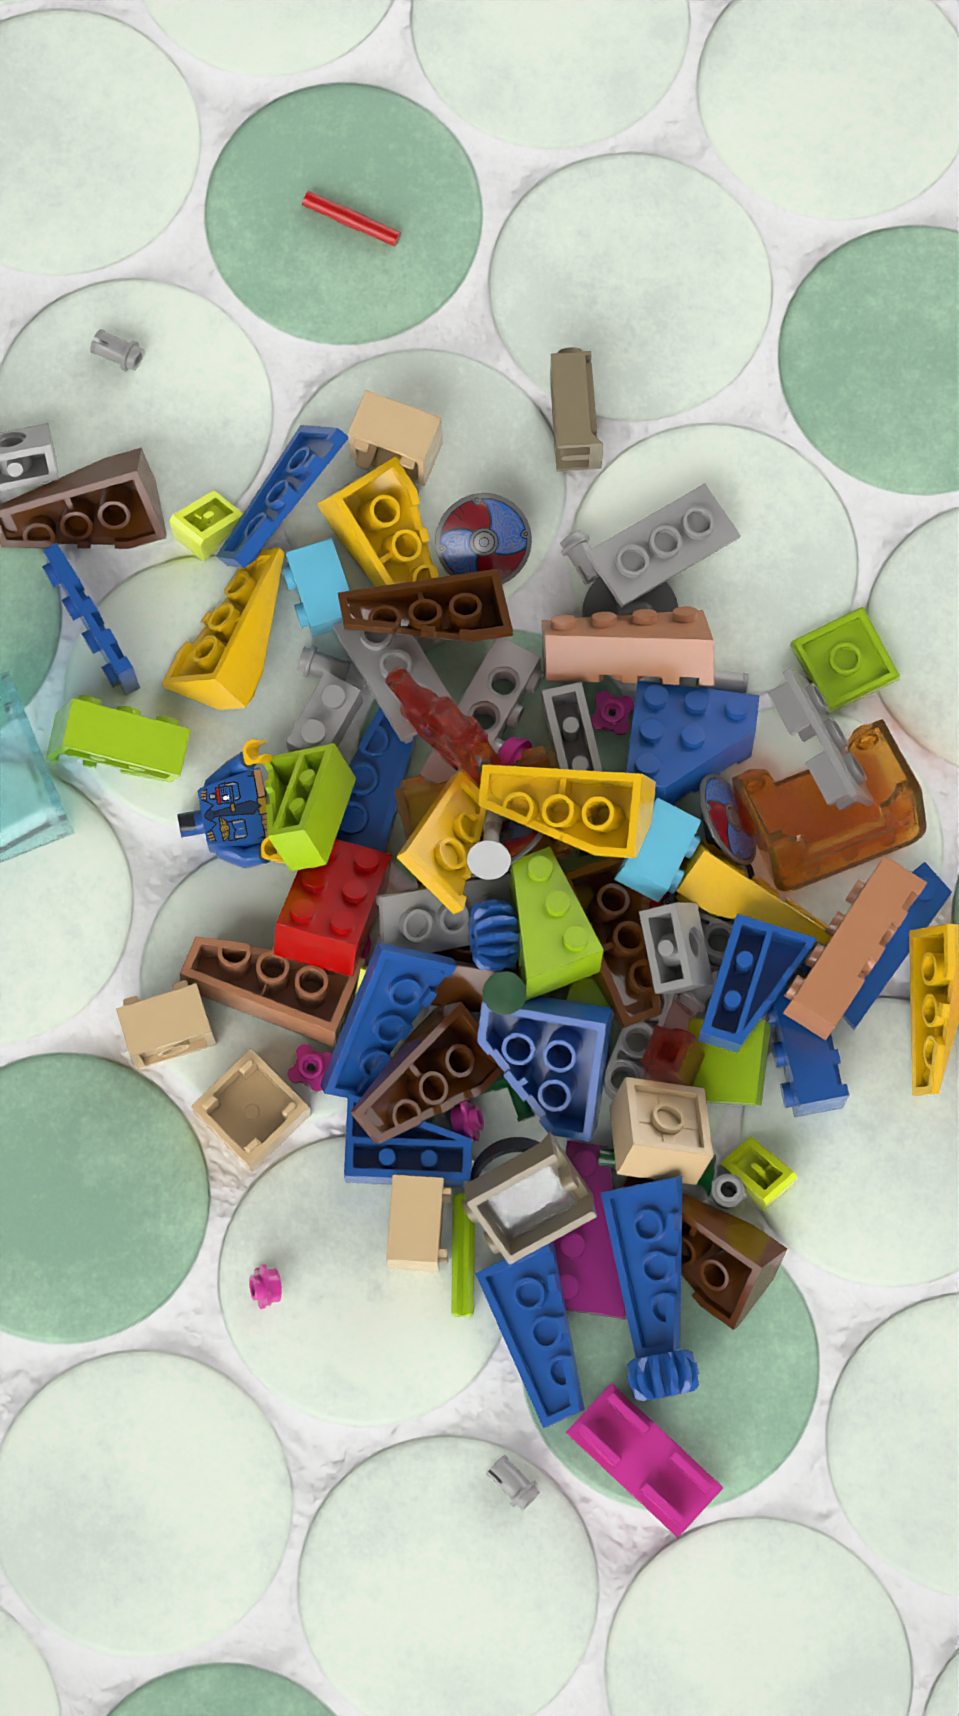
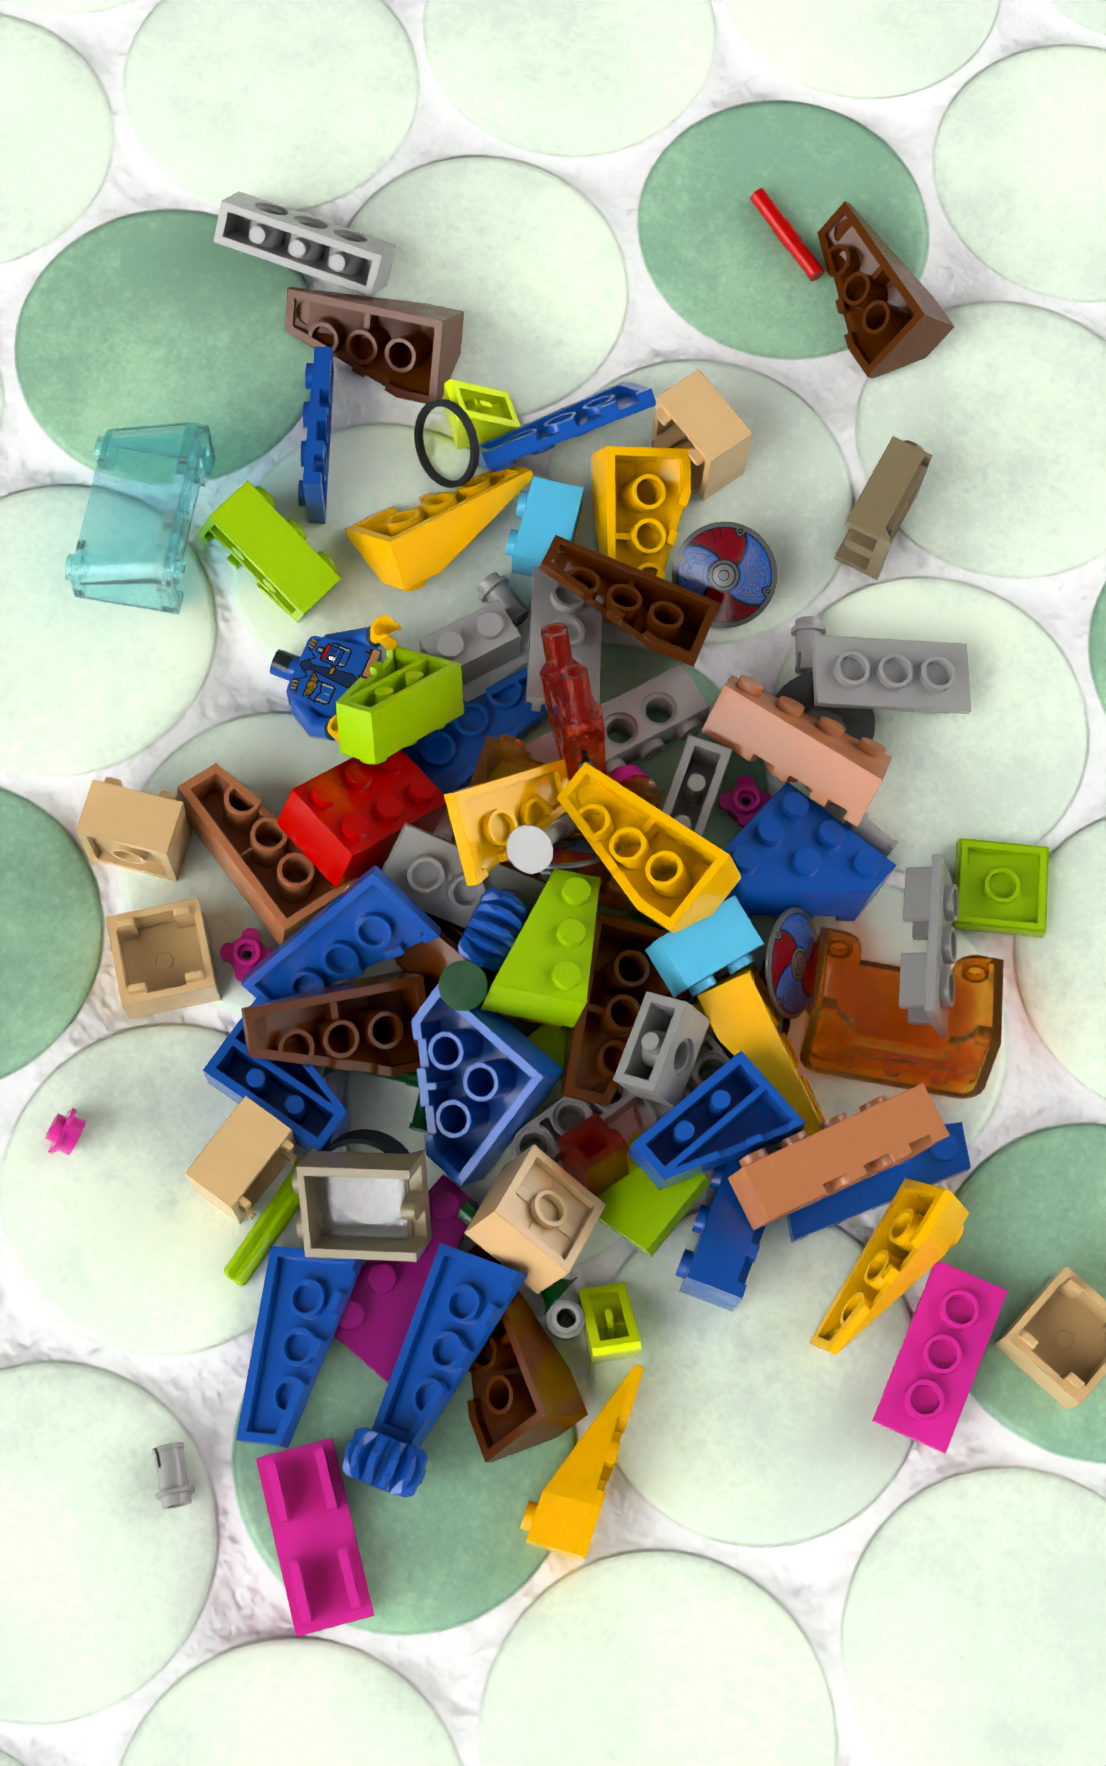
camera: 25 degrees right, 5 degrees down
(118, 350) = (507, 231): light grey pin -> none
(192, 537) = (472, 436): none -> black piece
(466, 233) = (884, 305): none -> reddish brown wedge
(467, 1120) = (360, 1094): dark pink plate -> none
(815, 1317) = (574, 1496): none -> yellow wedge

